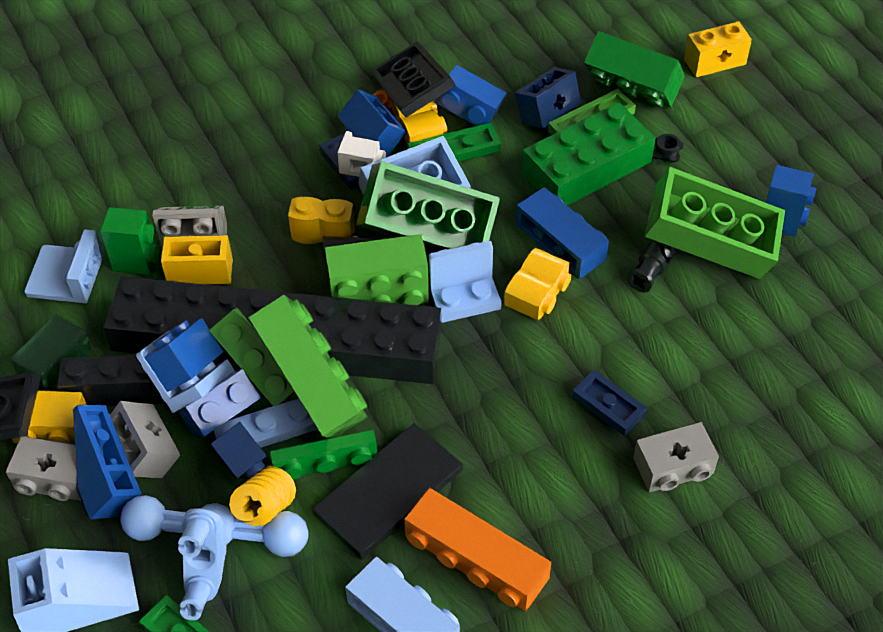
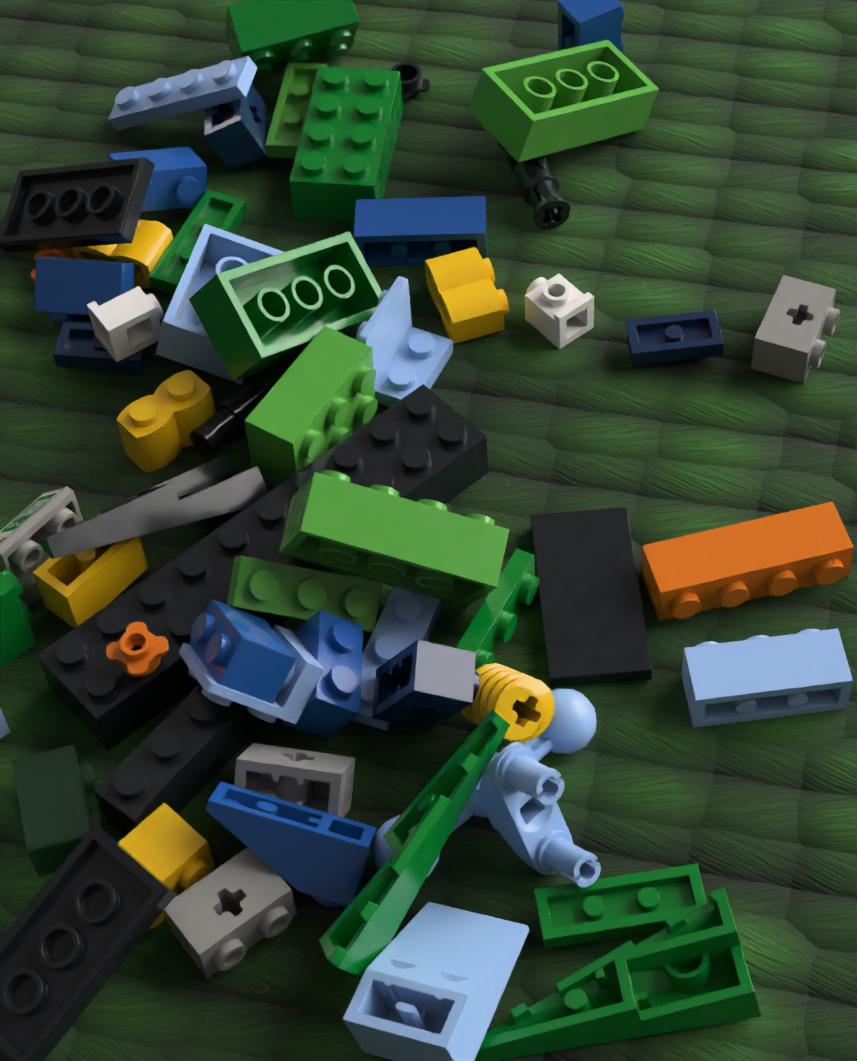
camera: 45 degrees left, 0 degrees up
(89, 526) = (416, 841): none -> green wedge
(145, 318) = (141, 661): none -> orange plate
(270, 264) = (184, 498): none -> black wedge
(538, 62) = (183, 93): none -> light blue plate
(573, 328) = (553, 303): none -> white brick

